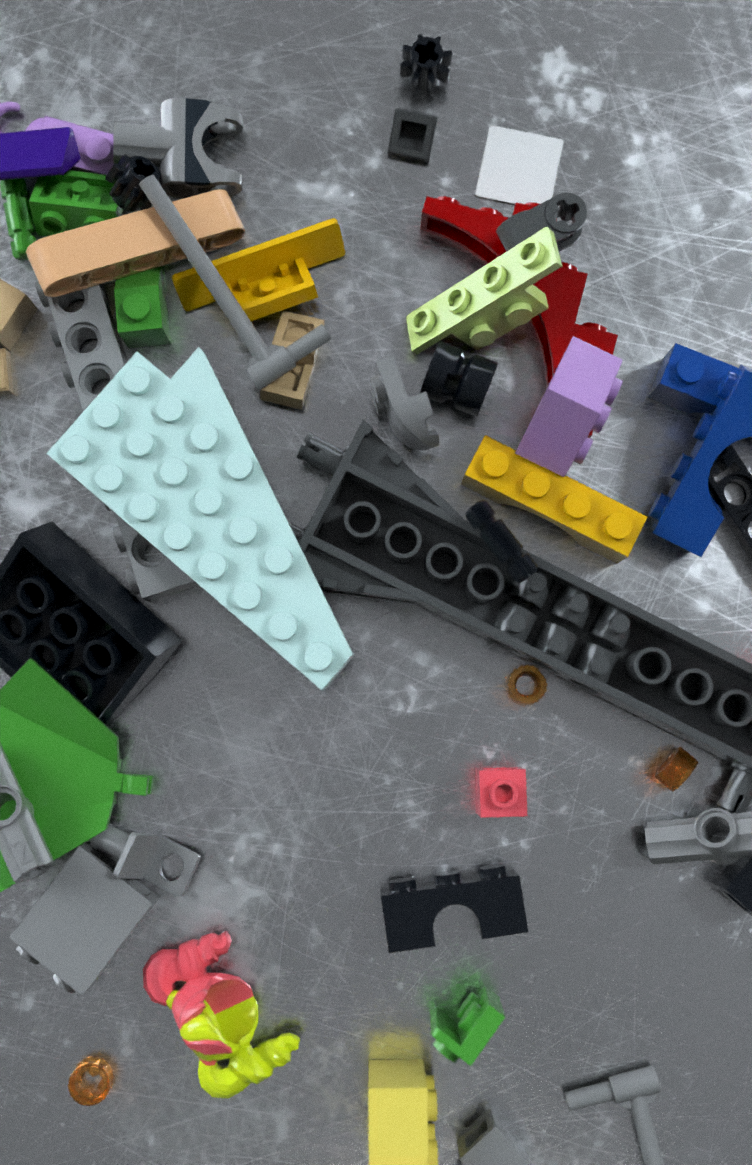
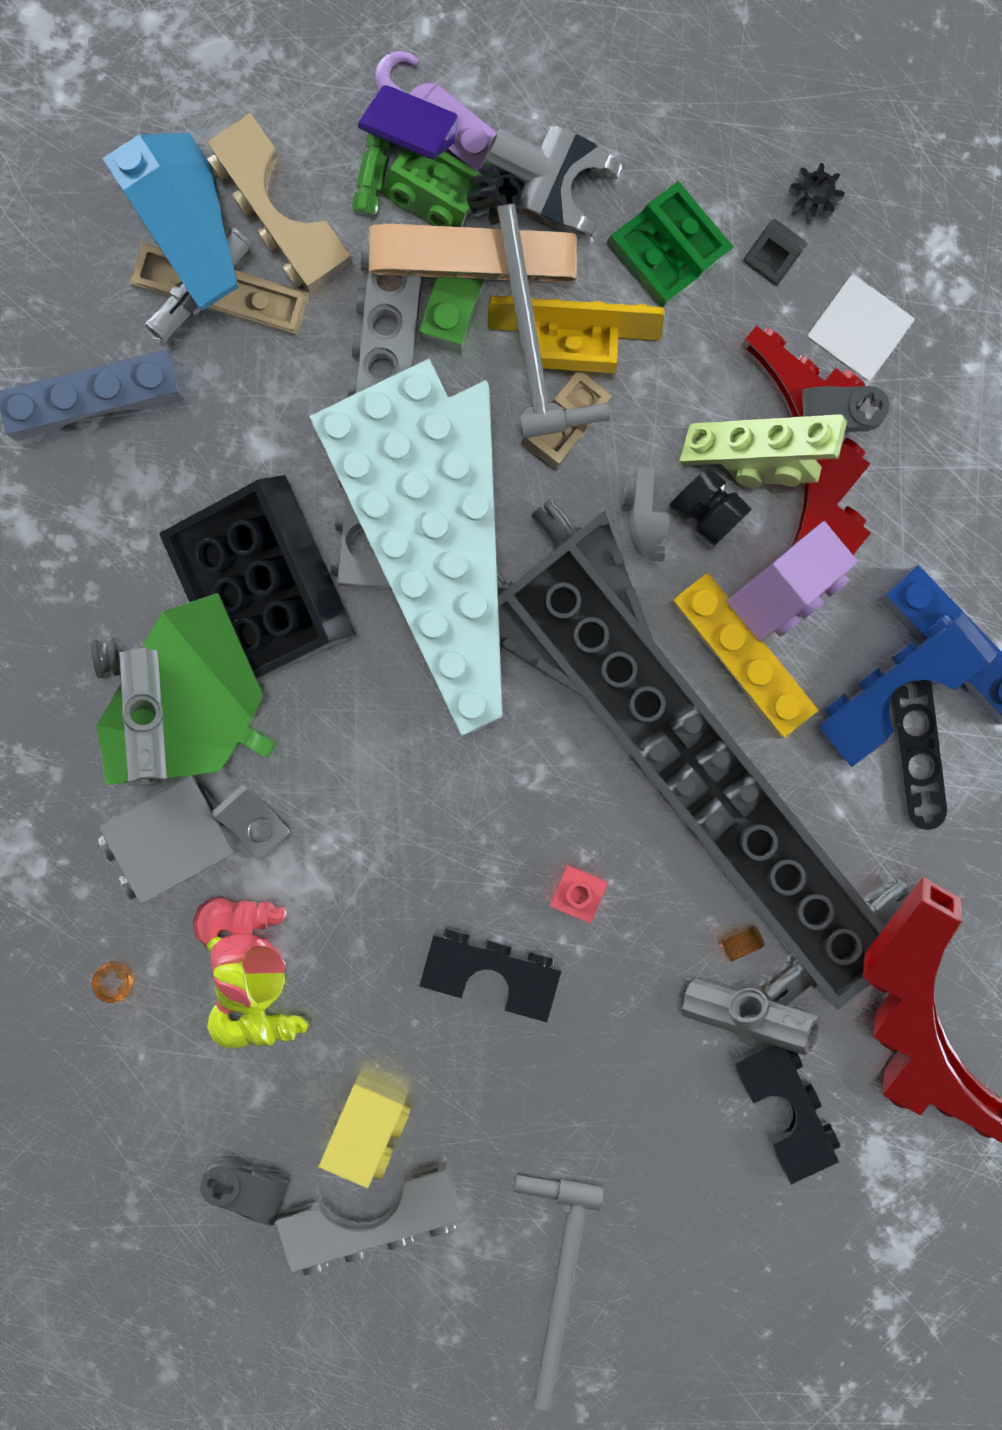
camera: 25 degrees right, 5 degrees up
(315, 166) = (670, 244): none -> green slope
(478, 1022) = (467, 1077): bright green bracket -> none
(501, 541) = (676, 675): black axle -> none
(539, 680) = (658, 811): clear orange axle -> none

